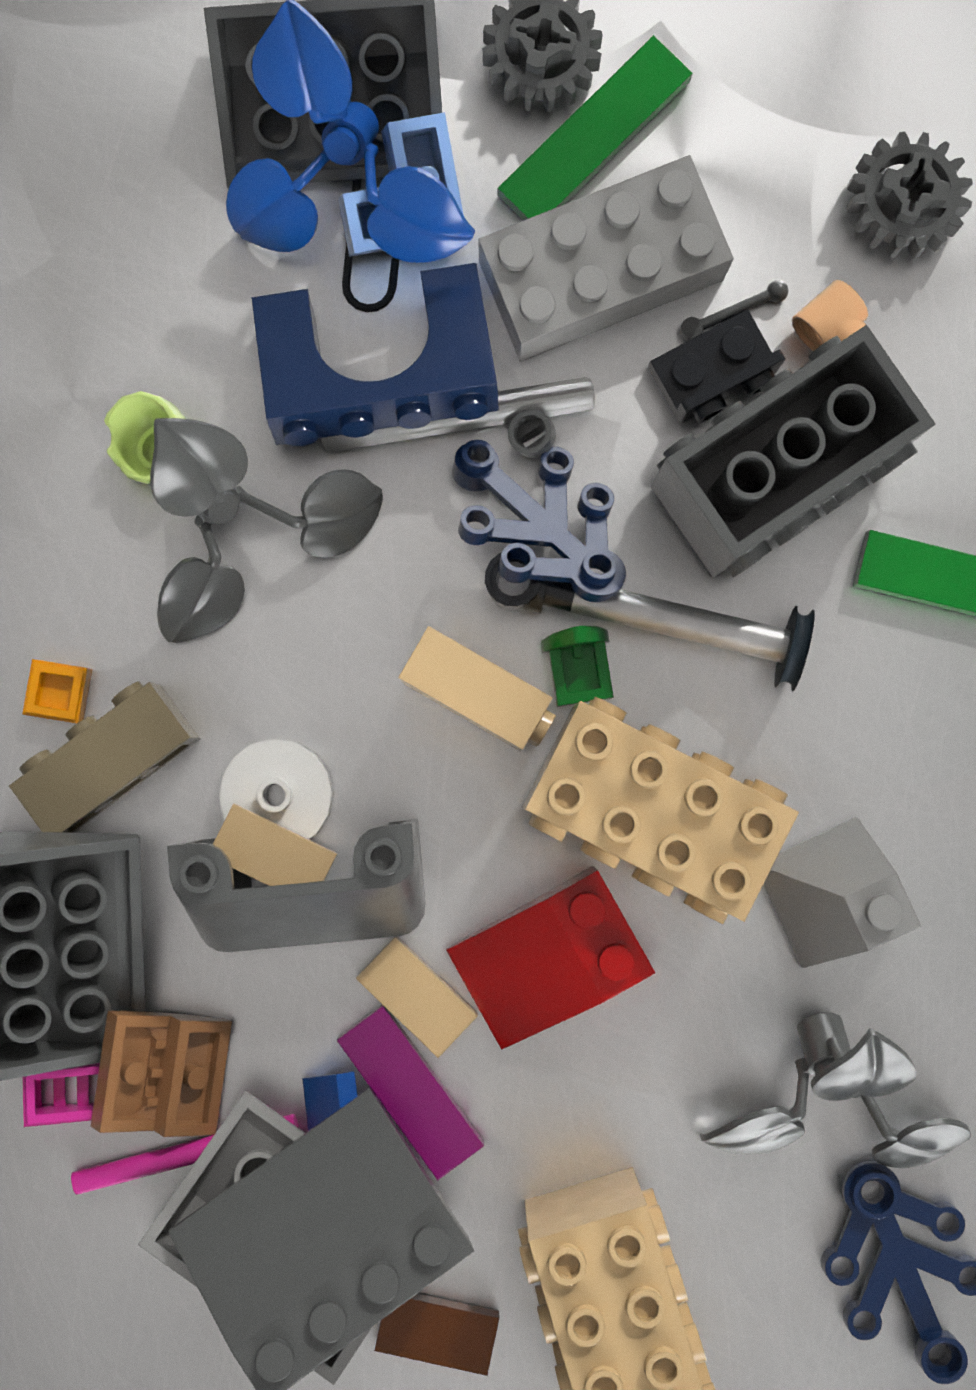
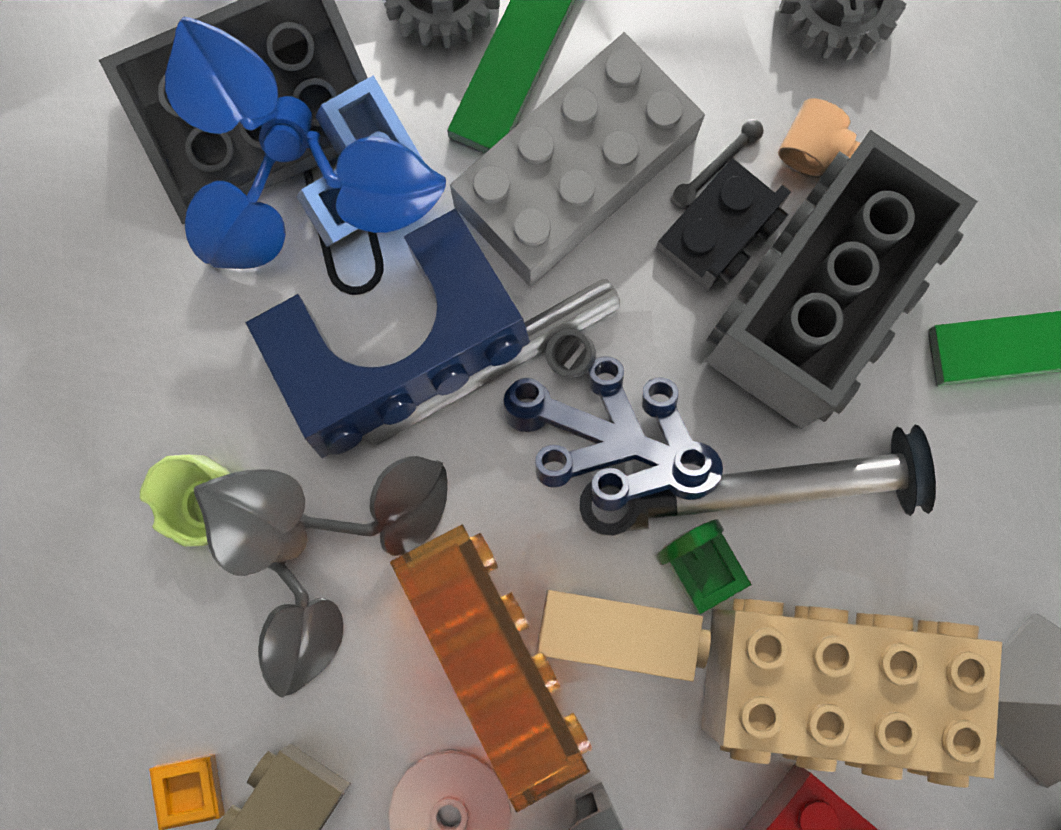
camera: 20 degrees left, 5 degrees down
(352, 666) = (490, 666): none -> clear orange slope

